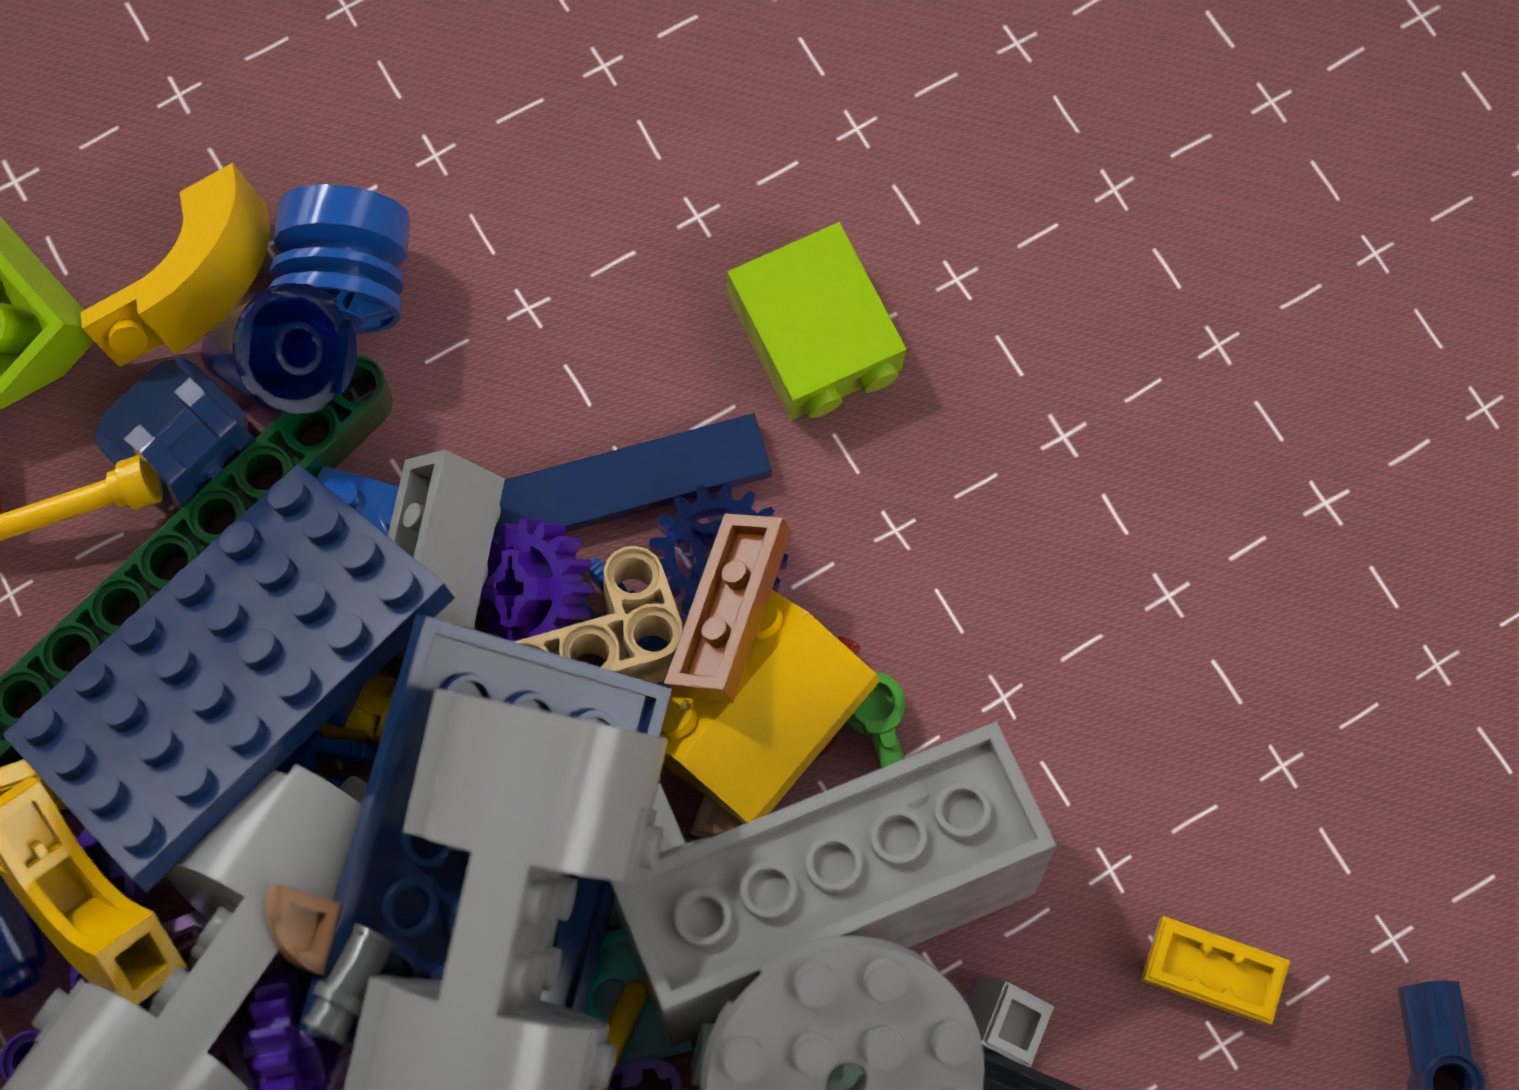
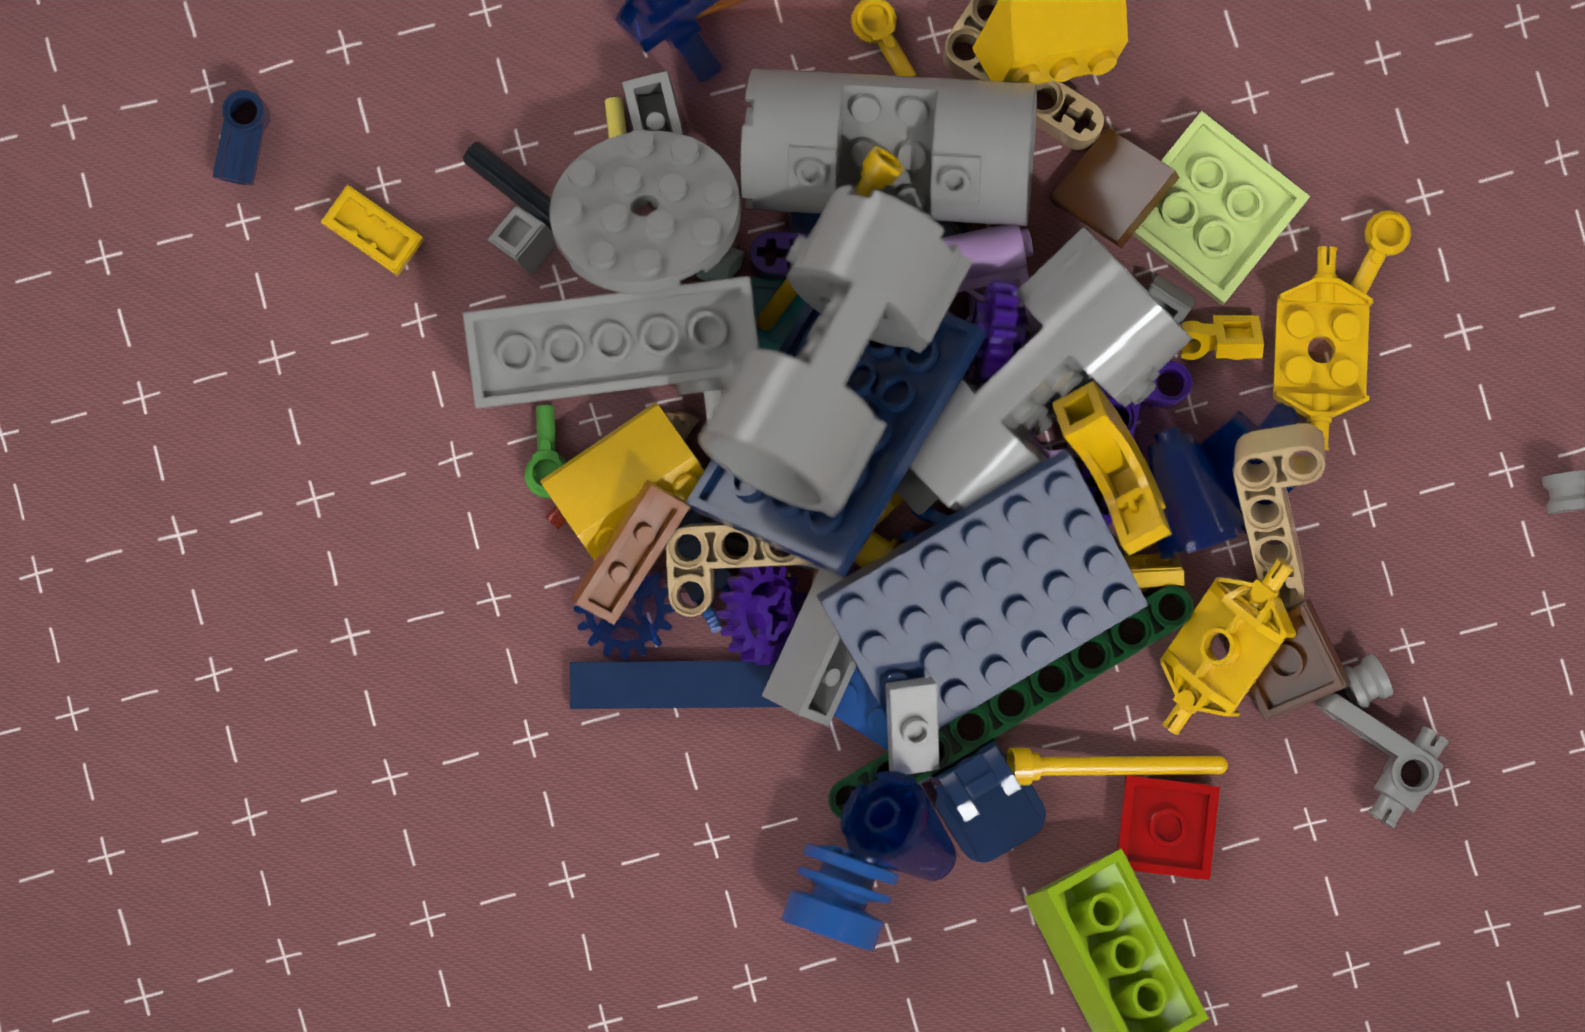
camera: 165 degrees left, 10 degrees up
(199, 279) = (938, 911): yellow arch -> none
(288, 481) = (912, 725): none -> light grey plate
(301, 926) = (967, 393): medium nougat tile -> none
(344, 992) = (945, 346): dark grey pin -> none
(816, 322) = (505, 762): lime brick -> none

